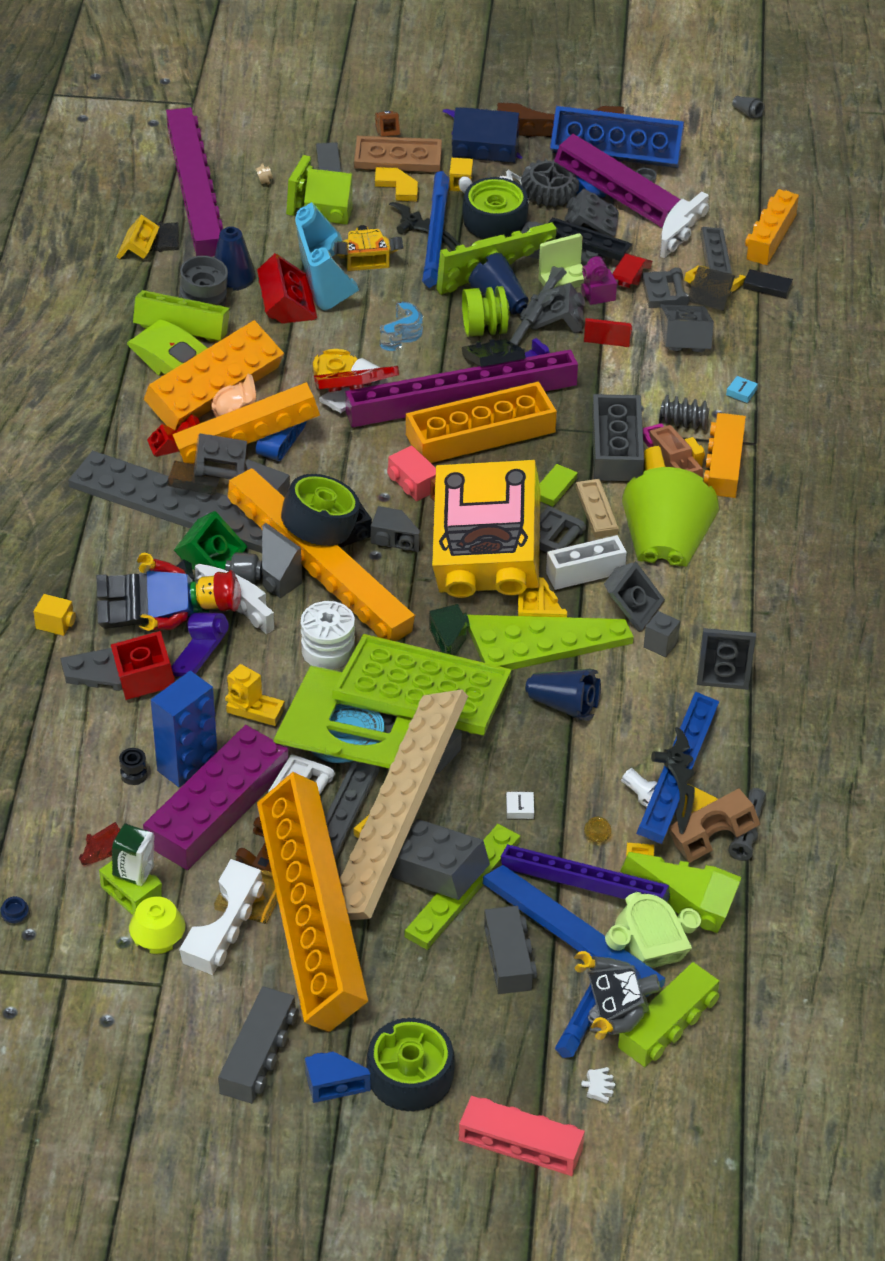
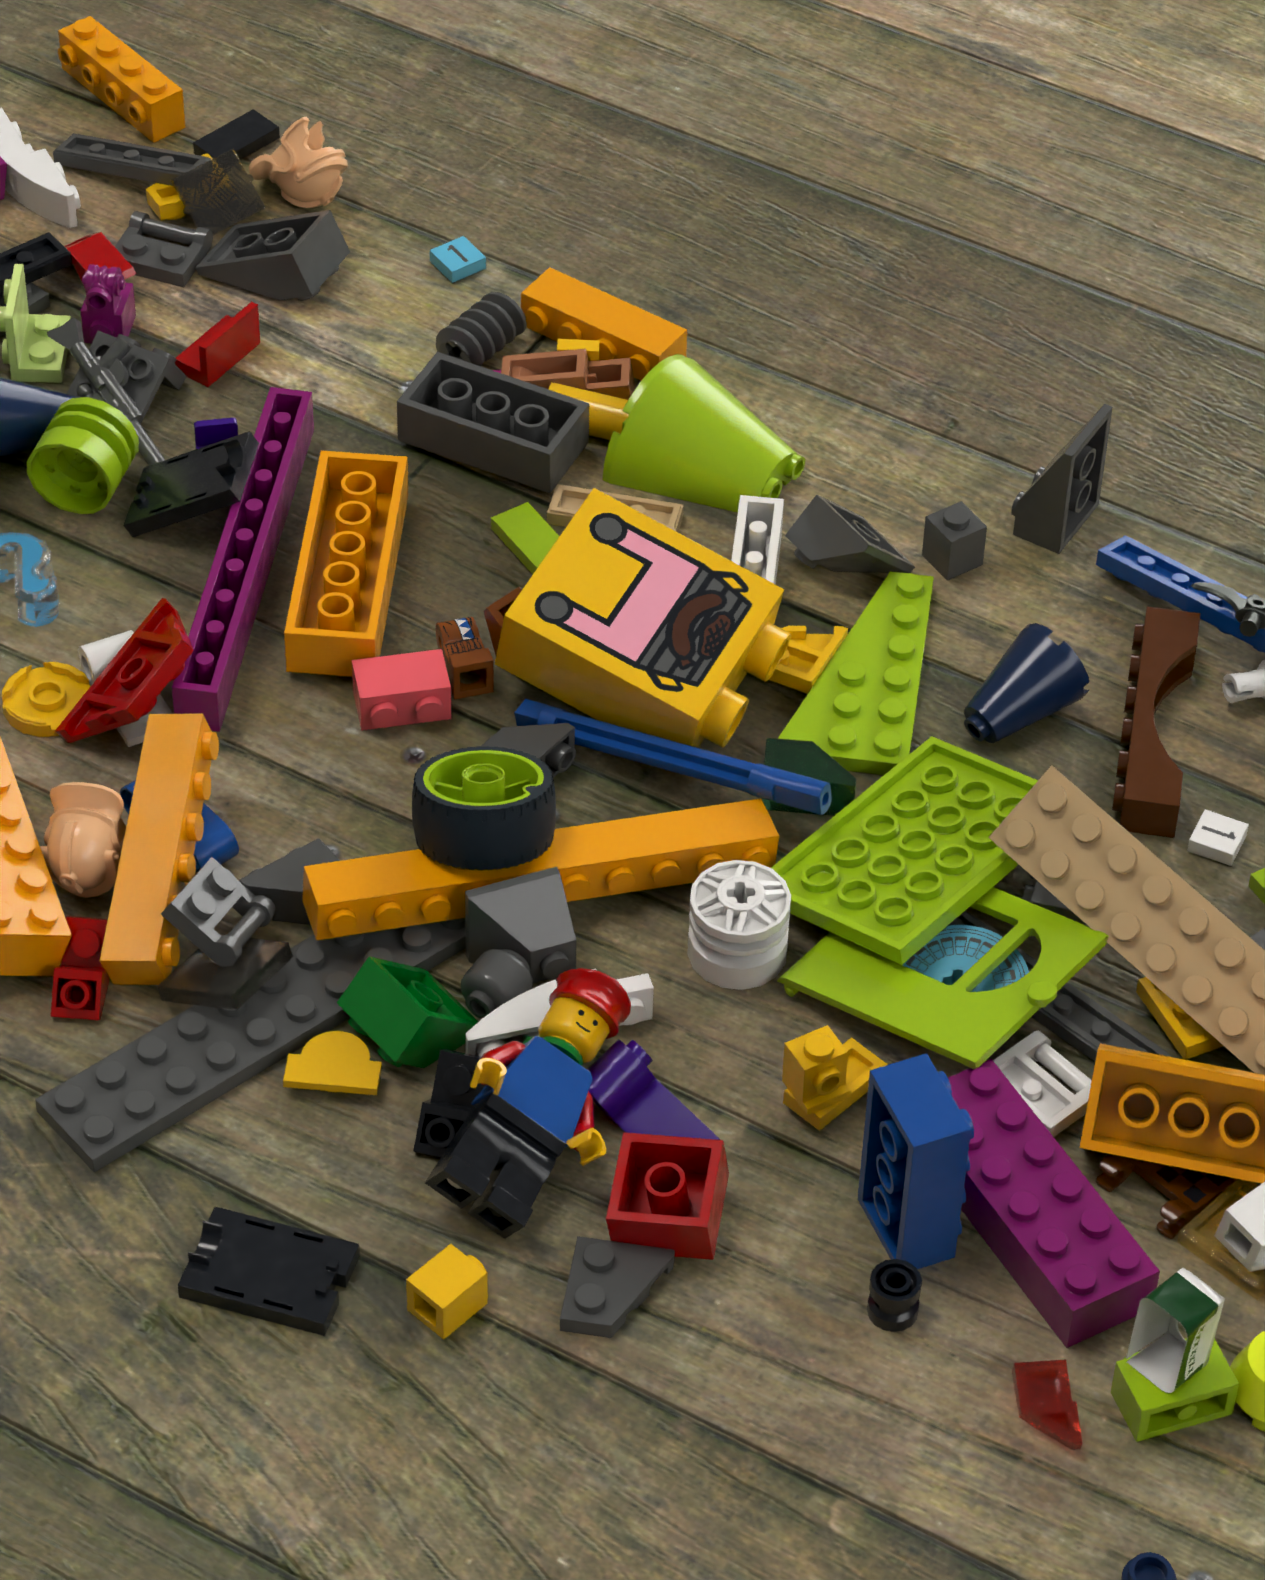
camera: 65 degrees left, 0 degrees up
(40, 558) = (268, 1270): none -> black piece
(166, 534) = (333, 1064): none -> yellow piece
(424, 580) = (691, 761): none -> blue piece
(533, 763) = (1152, 780): none -> reddish brown arch
(753, 314) = (302, 167): none -> light nougat helmet

